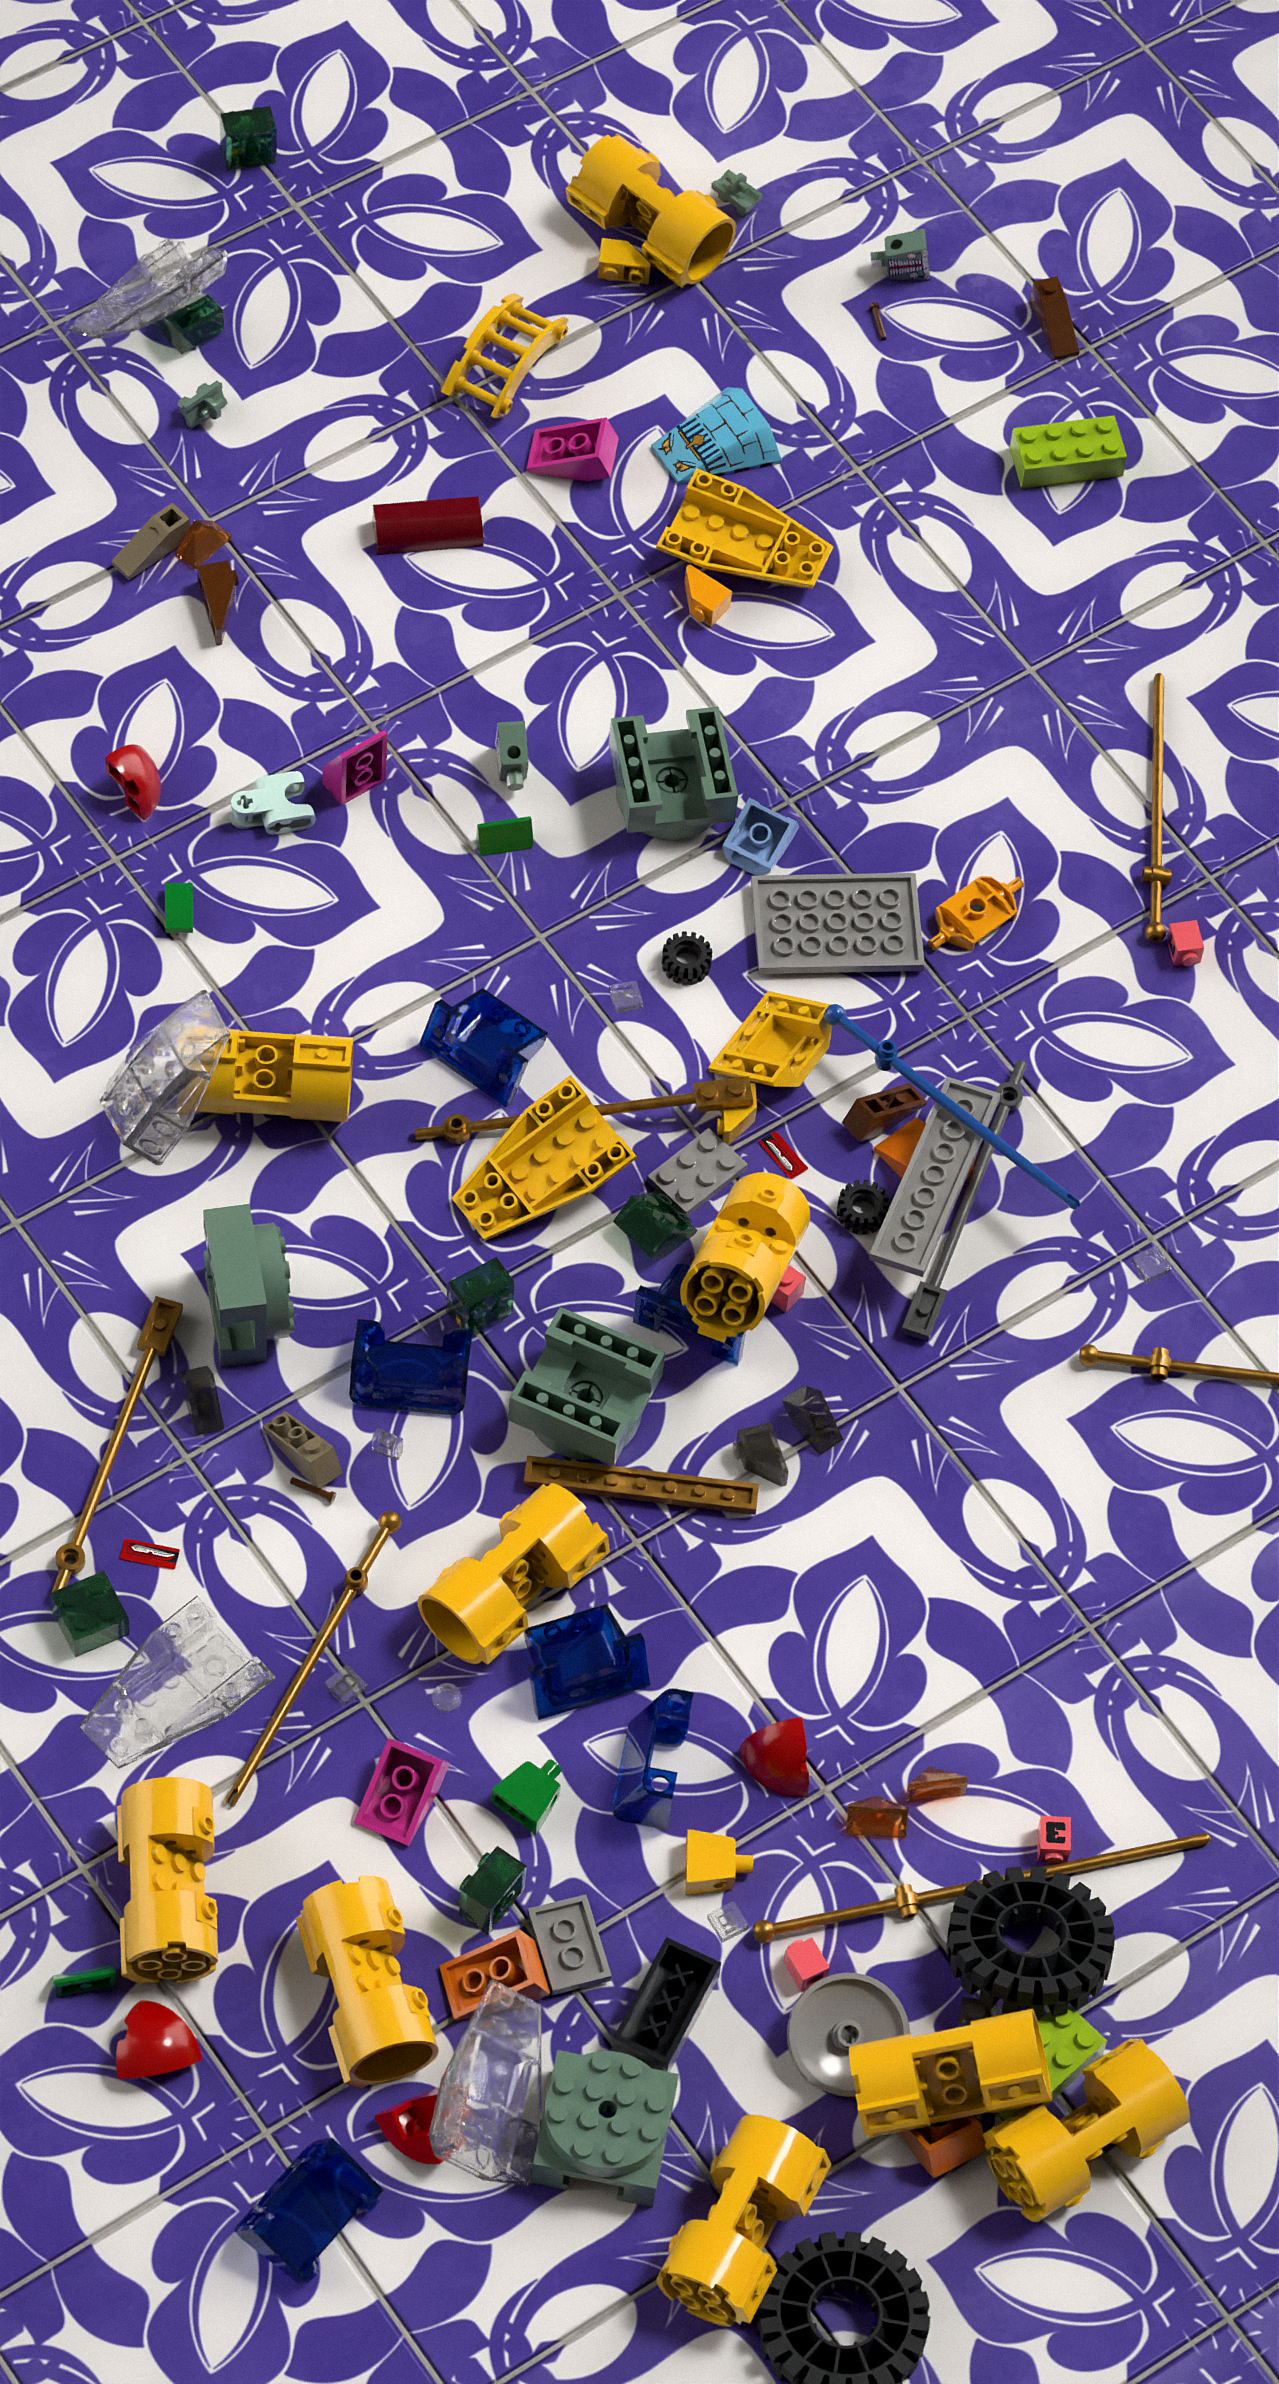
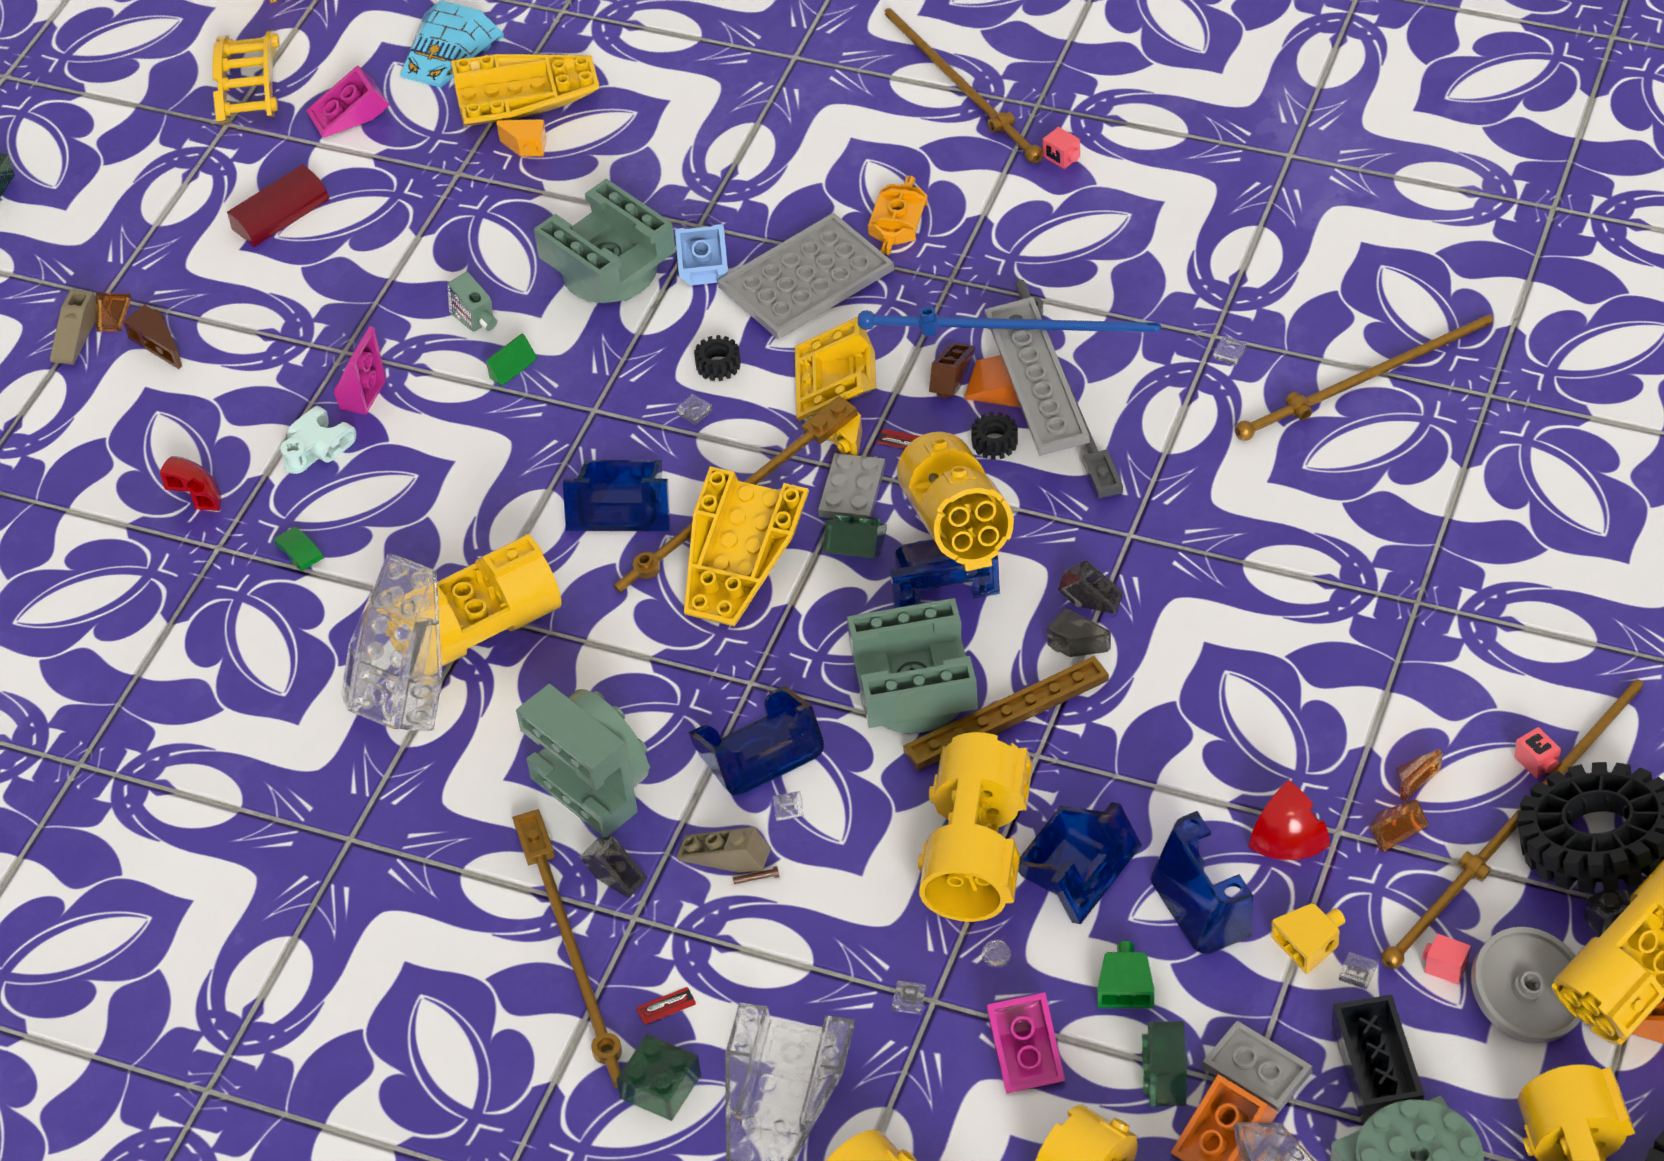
camera: 25 degrees left, 10 degrees down
(204, 404) = (38, 225): sand green hips -> none
(355, 1584) = (851, 919): pearl gold bar -> none
(480, 1296) = (770, 657): clear green brick -> none

